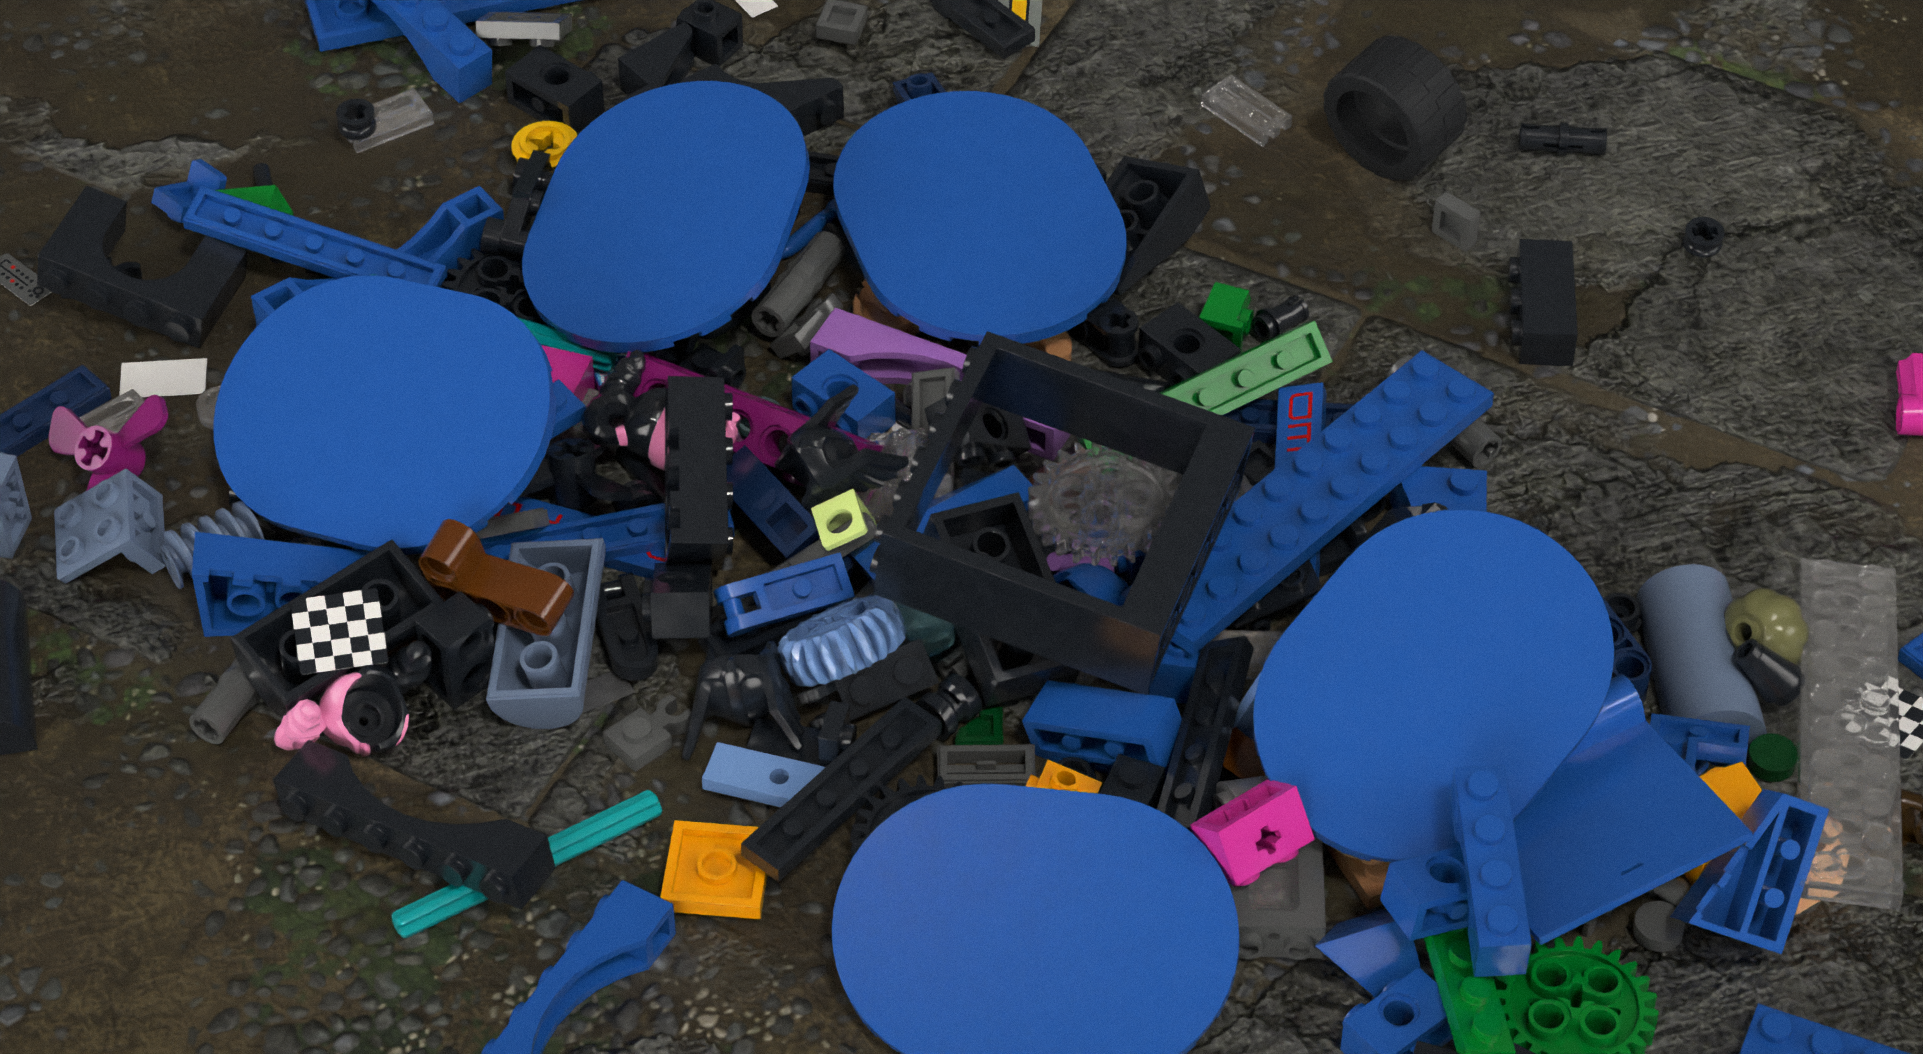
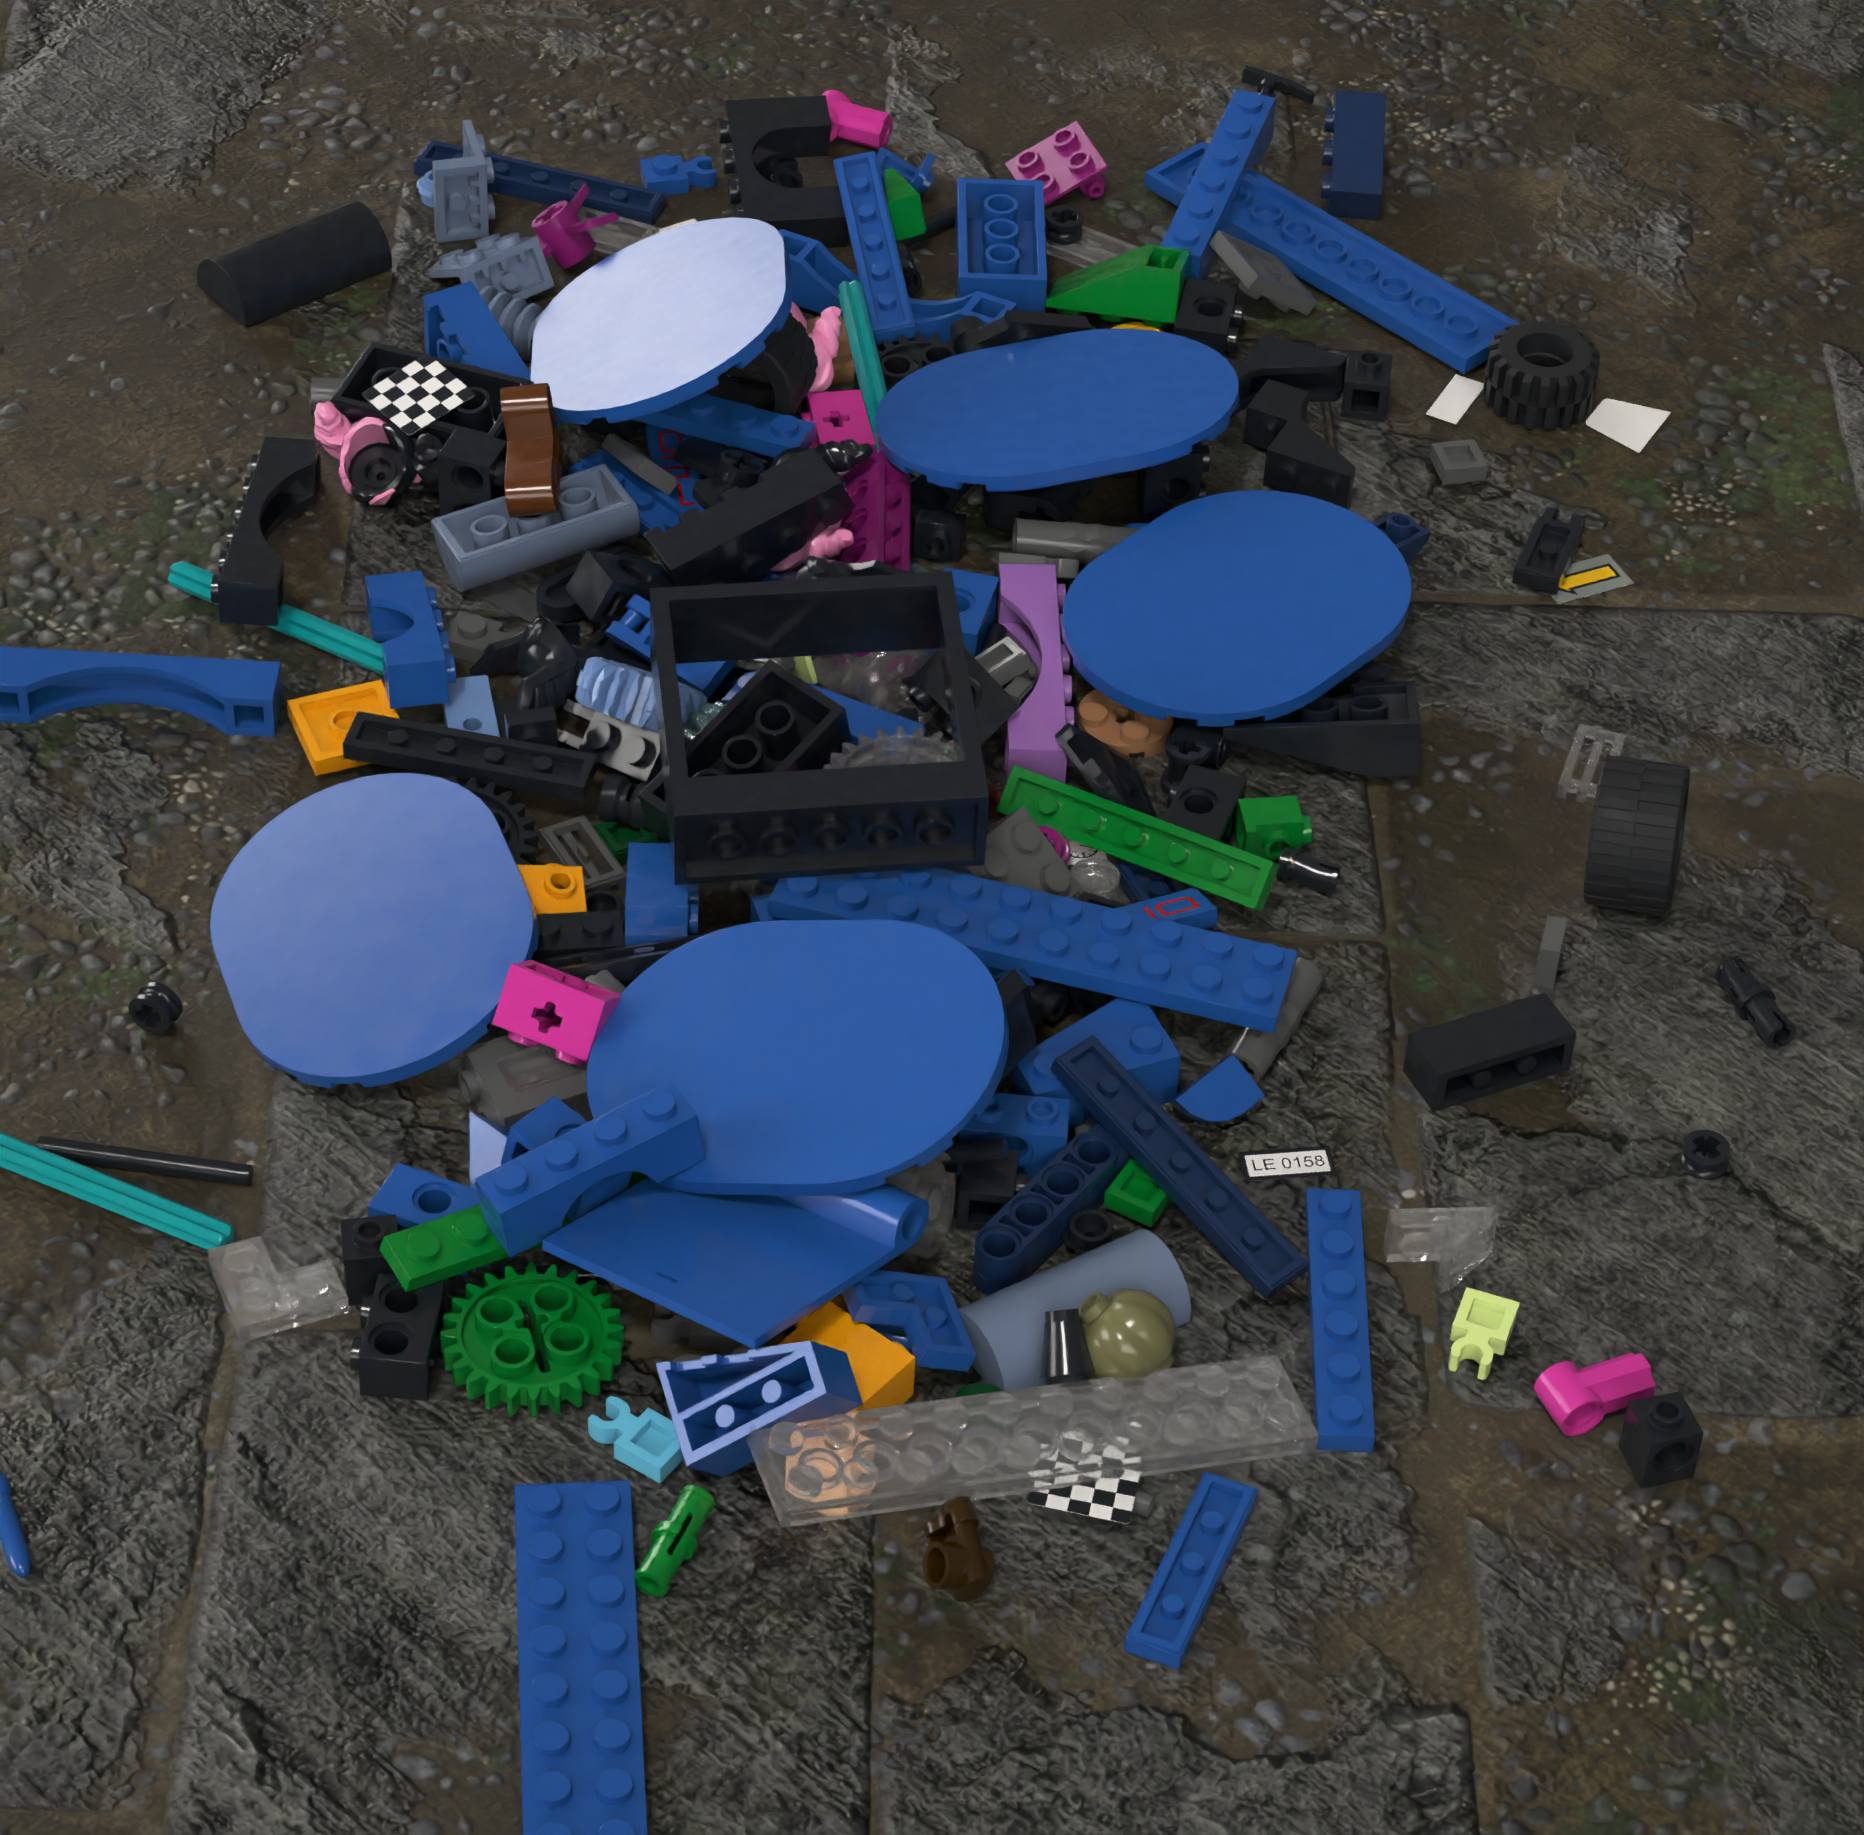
camera: 60 degrees right, 5 degrees down
(51, 353) = (674, 176): none -> blue plate
(54, 200) = (856, 122): none -> dark pink piece
(258, 91) = (1063, 164): none -> magenta hinge
(365, 170) = (1001, 240): none -> blue brick
(483, 112) = (1132, 285): none -> green slope
(589, 769) = (415, 646): none -> blue arch
(1509, 475) = (1219, 1093): none -> blue brick
(1586, 471) = (1287, 1163): none -> sticker
(1598, 561) = (1136, 1195): none -> green plate
(1620, 522) = (1179, 1167): none -> dark blue tile
(1718, 974) = (640, 1442): none -> medium azure plate
(1737, 409) = (1449, 1235): none -> clear slope
(1768, 507) = (1339, 1320): none -> blue plate
(1829, 430) = (1481, 1329): none -> yellowish green plate
(1833, 998) = (658, 1565): none -> green pin

